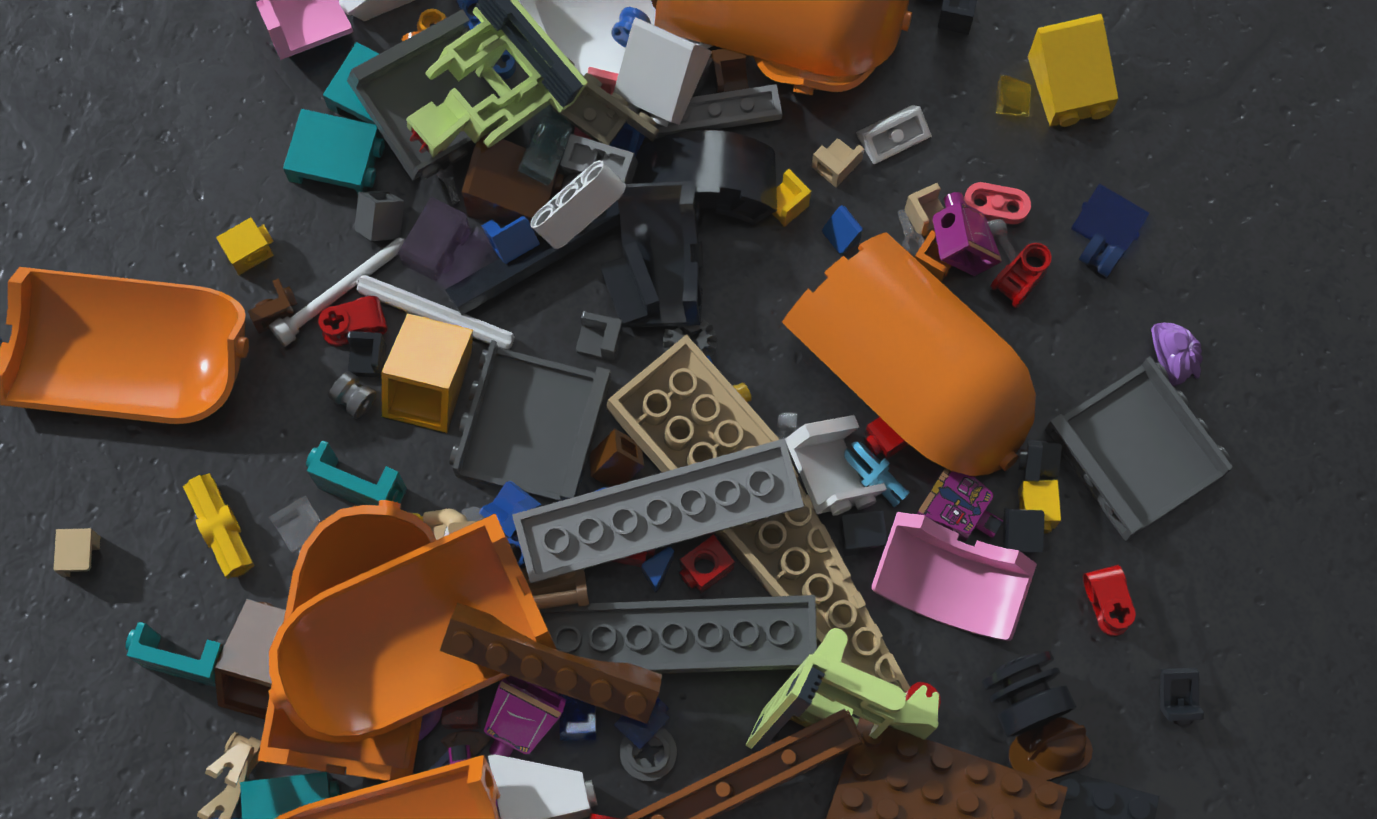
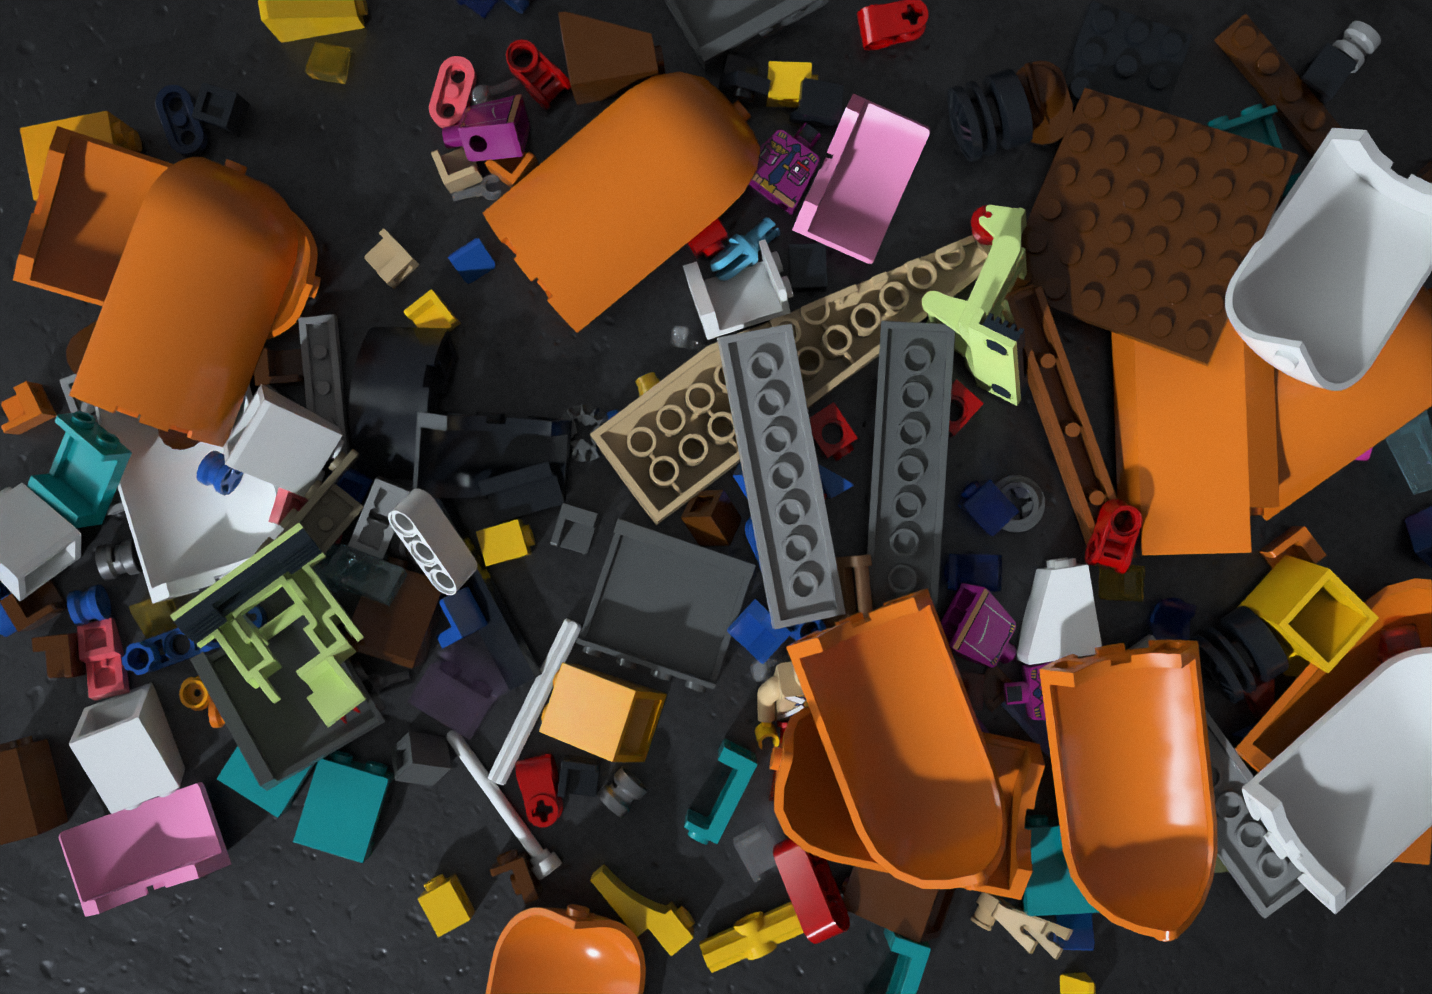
camera: 85 degrees left, 15 degrees up
(228, 443) = (666, 922): none -> yellow slope
(258, 572) = (811, 892): none -> red beam
(582, 275) = (505, 542): none -> yellow brick
(609, 685) = (917, 661): reddish brown arch -> none
(740, 696) = (967, 404): none -> red brick
(894, 133) = (362, 195): white slope -> none
(1040, 329) = (606, 57): none -> reddish brown slope

